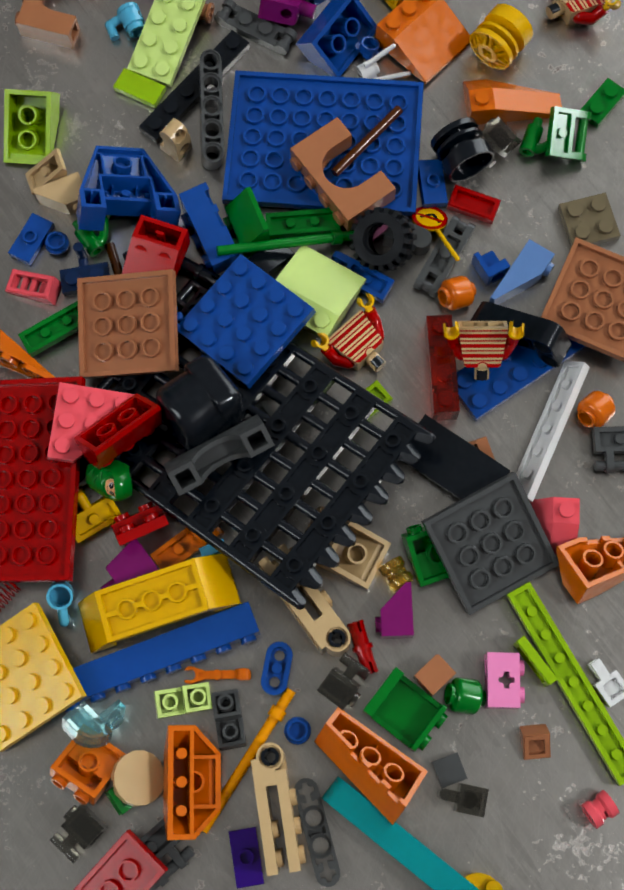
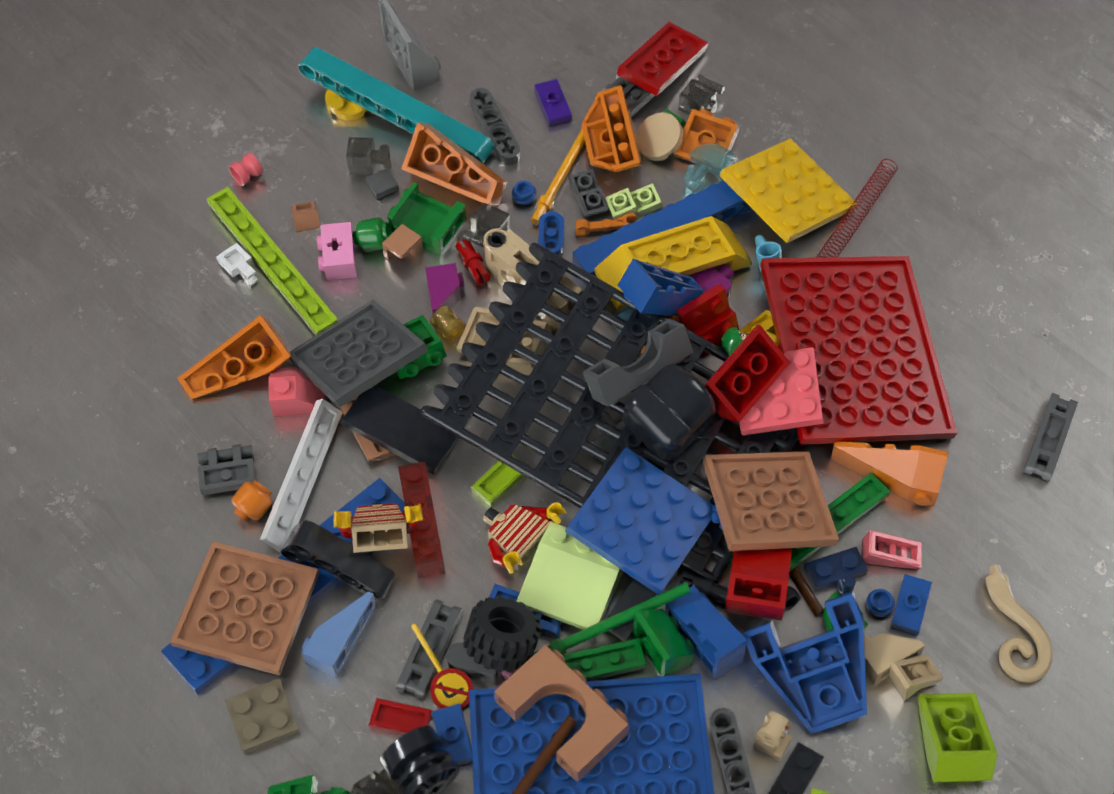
camera: 170 degrees right, 15 degrees down
(182, 540) = (657, 289): none -> blue wedge
(276, 774) = (531, 125): tan hinge -> none
(456, 293) = (411, 603): orange head -> none
(489, 267) = (375, 642): blue panel -> none
(535, 661) = (308, 270): lime tile -> none

